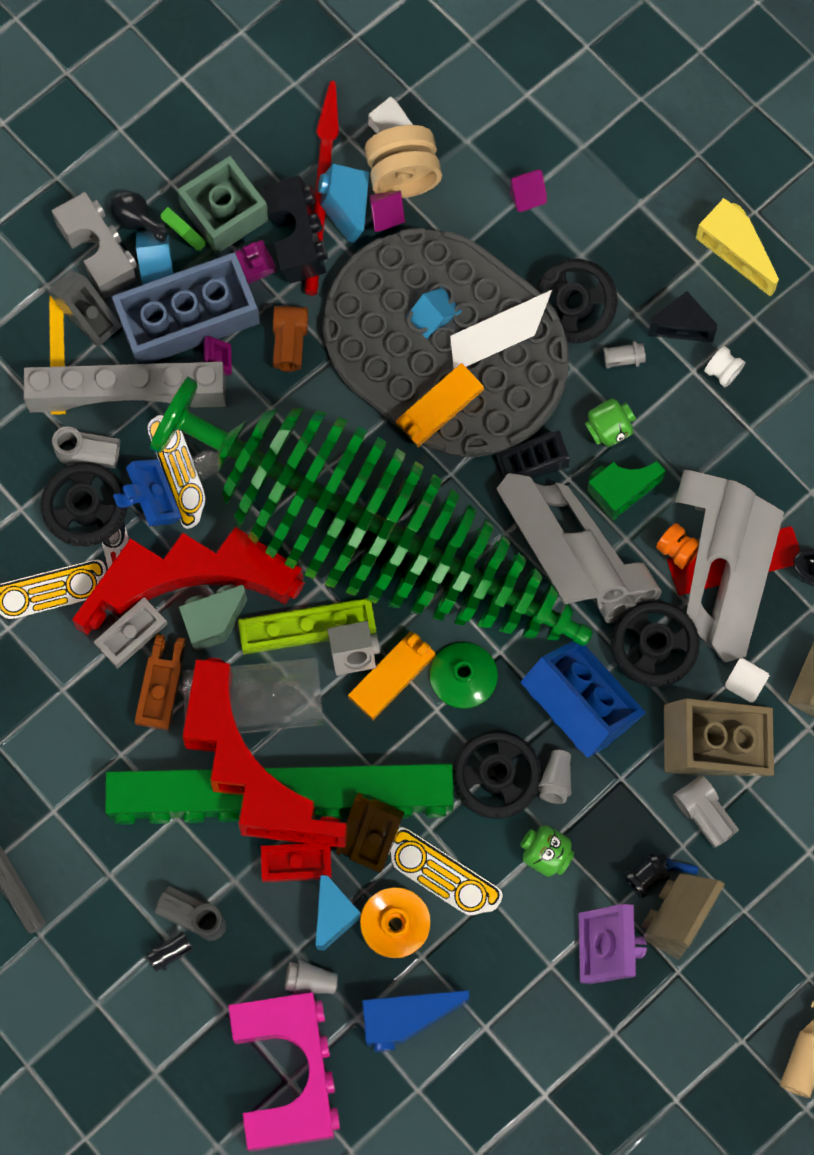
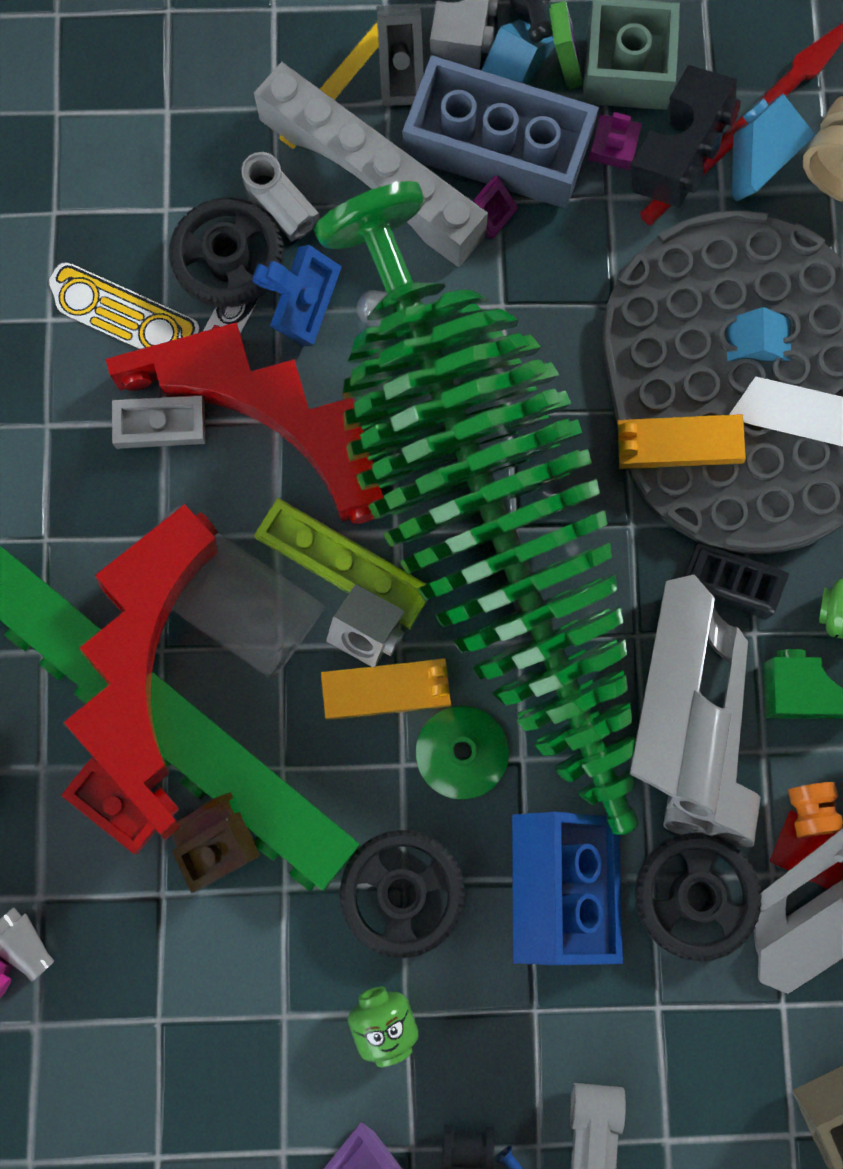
camera: 40 degrees right, 5 degrees up
(160, 686) = (142, 500): dark orange hinge -> none
(184, 486) = (343, 312): sticker -> none
(213, 617) = (253, 475): sand green slope -> none
(289, 328) = (591, 237): dark orange piece -> none
(335, 913) = (103, 895): dark azure slope -> none
(386, 210) = (800, 191): magenta slope -> none
(389, 905) = (132, 969): light orange dish -> none
(400, 1018) = (75, 1074): blue slope -> none
(443, 875) = (257, 951): sticker -> none
(556, 779) = (463, 952): light grey cone -> none
(718, 739) = (677, 1065): dark tan slope -> none
(746, 680) = (766, 1024): white slope -> none

